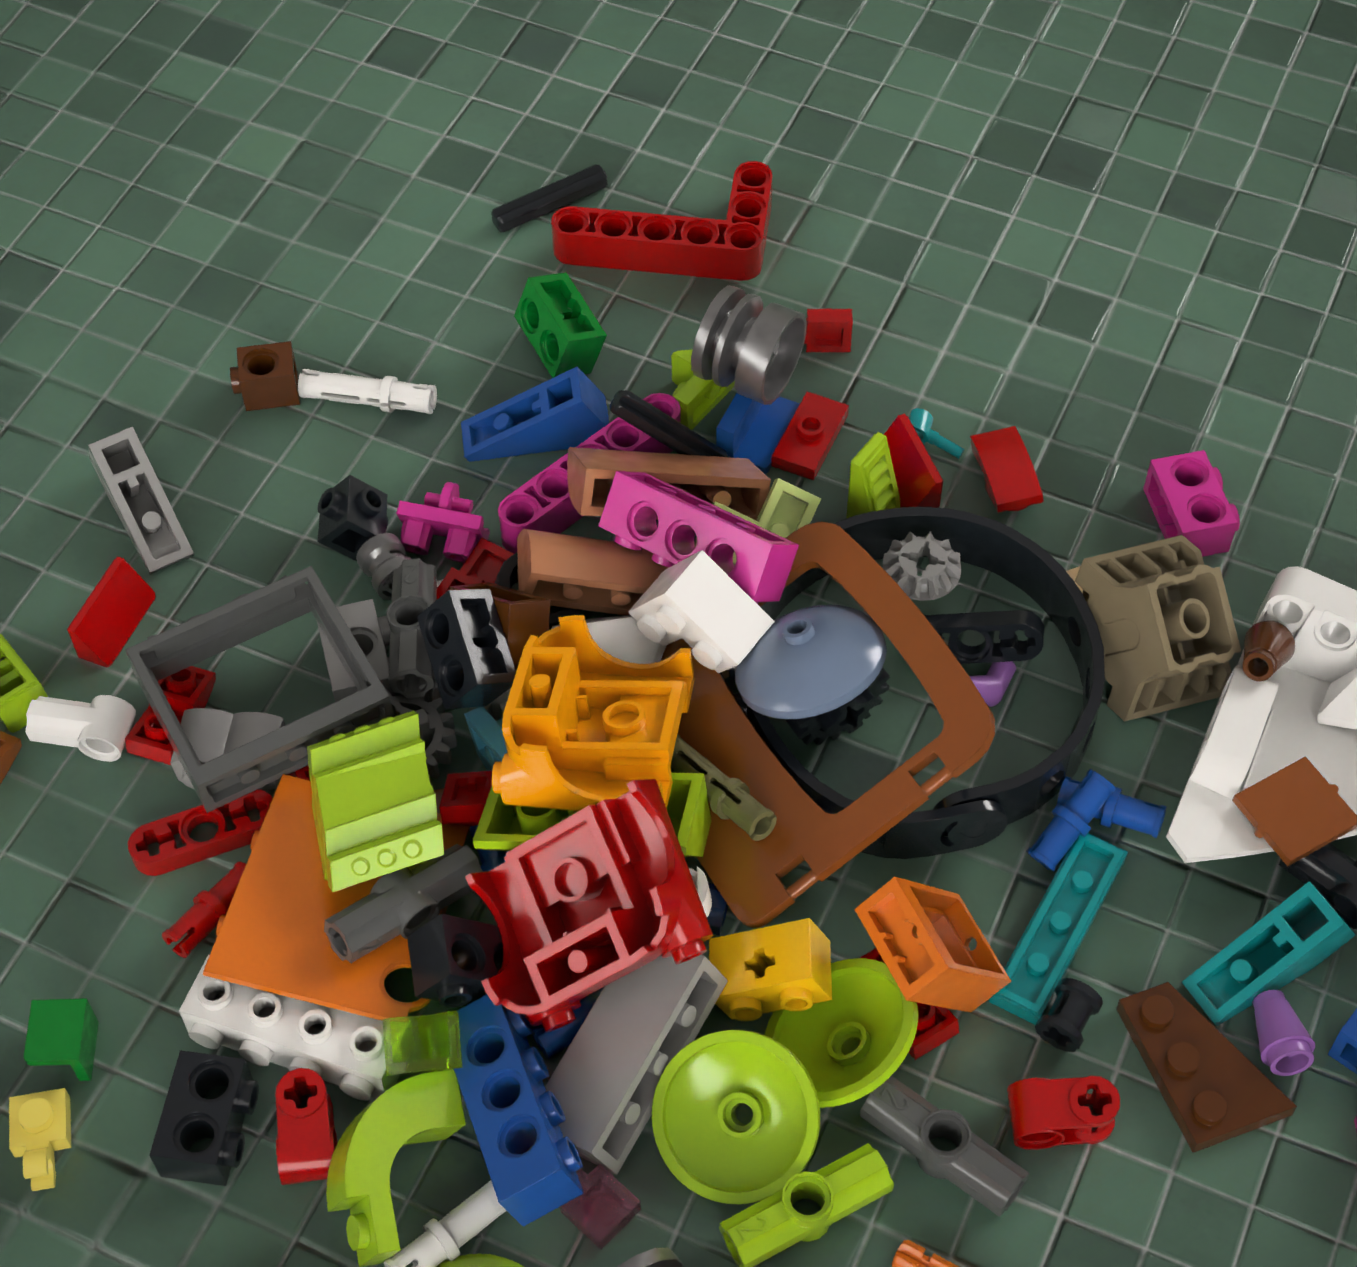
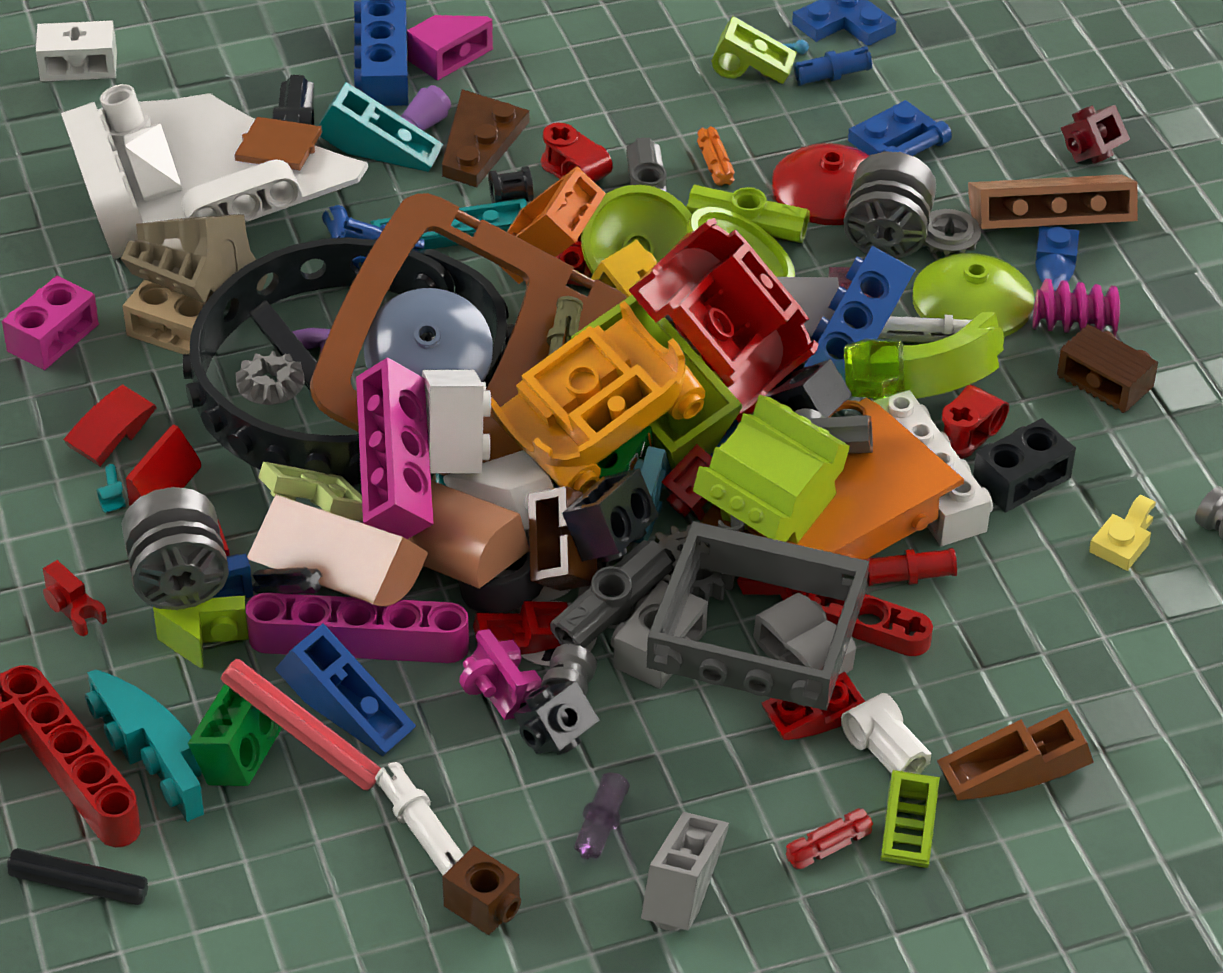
camera: 135 degrees left, 10 degrees down
(56, 616) = (829, 838): none -> red axle
(62, 1035) = (1066, 557): green panel -> none
(110, 614) = (792, 806): red slope -> none
(247, 496) = (601, 815): none -> clear purple axle
(511, 345) = (300, 724): none -> coral axle
(637, 292) = (149, 734): none -> teal slope
(872, 479) = (213, 469): lime slope -> none
(1266, 649) = (170, 199): reddish brown cone -> none

